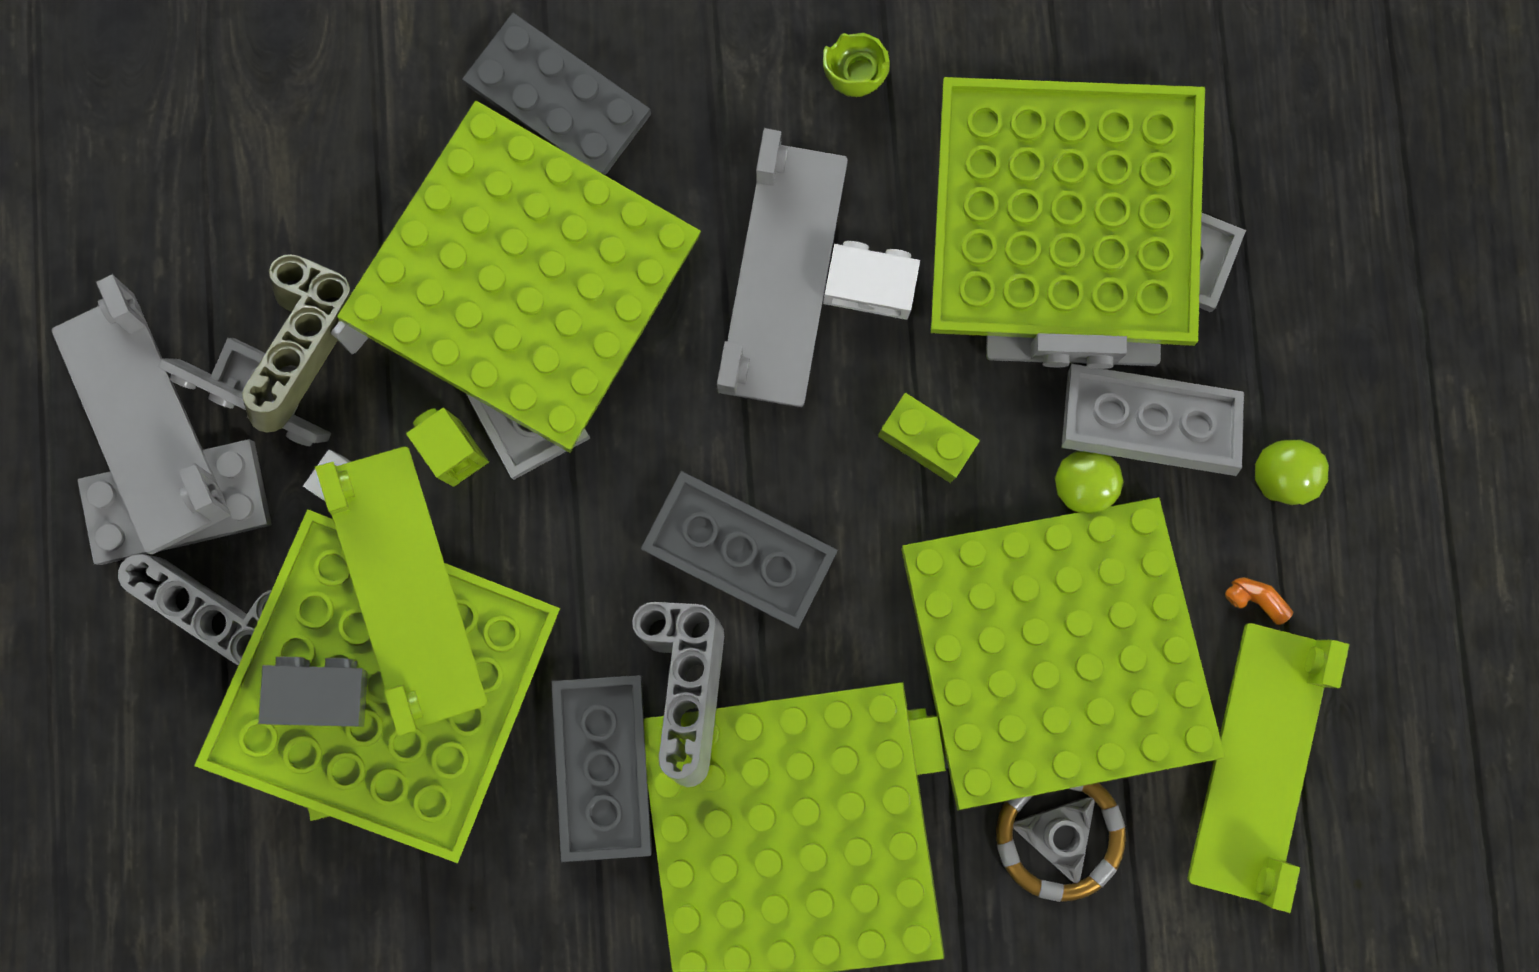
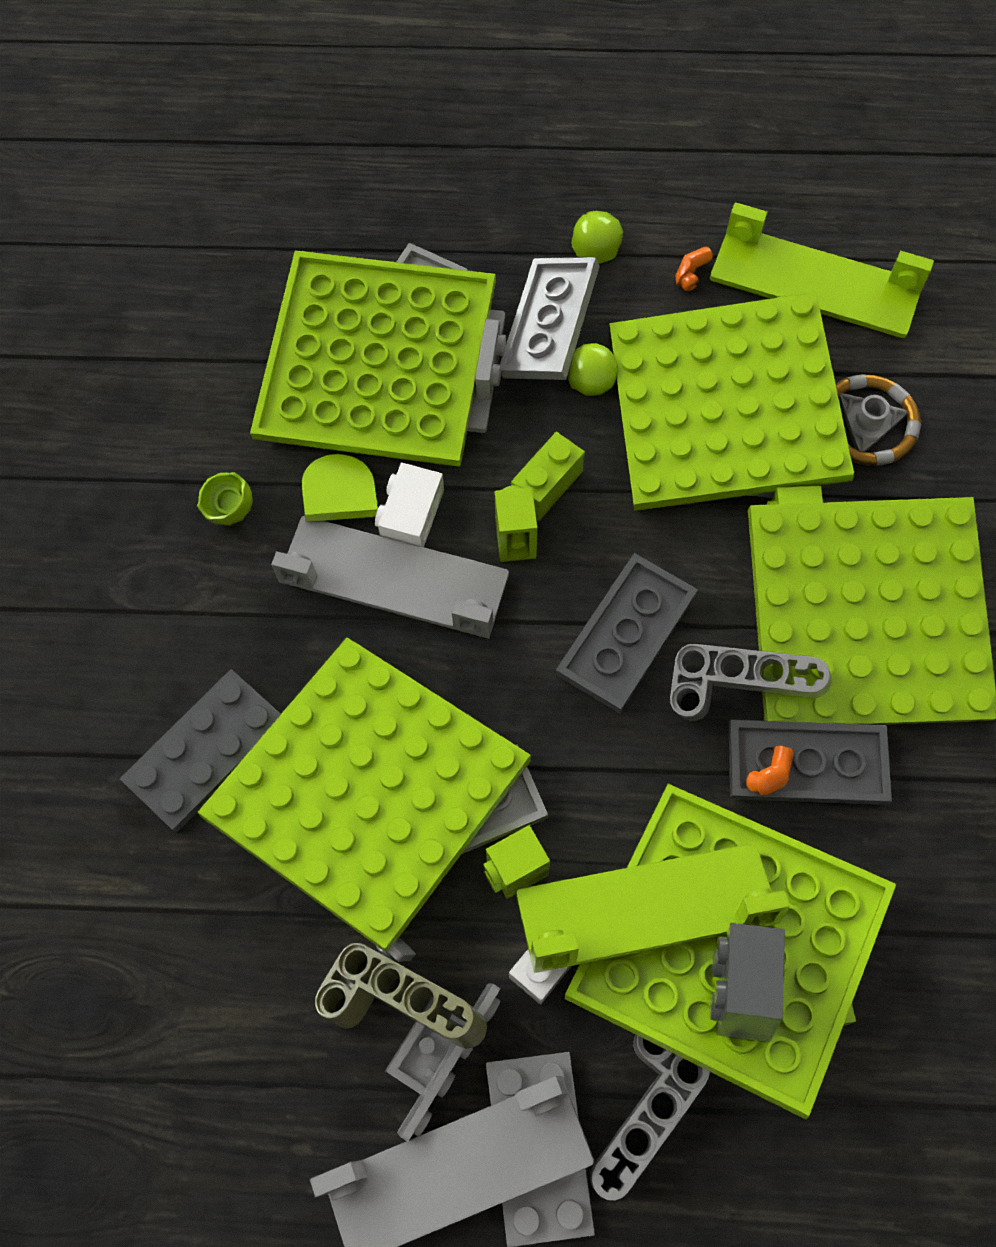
camera: 80 degrees left, 15 degrees down
(572, 727) = (774, 776): none -> orange arm
(854, 403) = (516, 523): none -> lime brick
(886, 193) = (338, 489): none -> lime tile

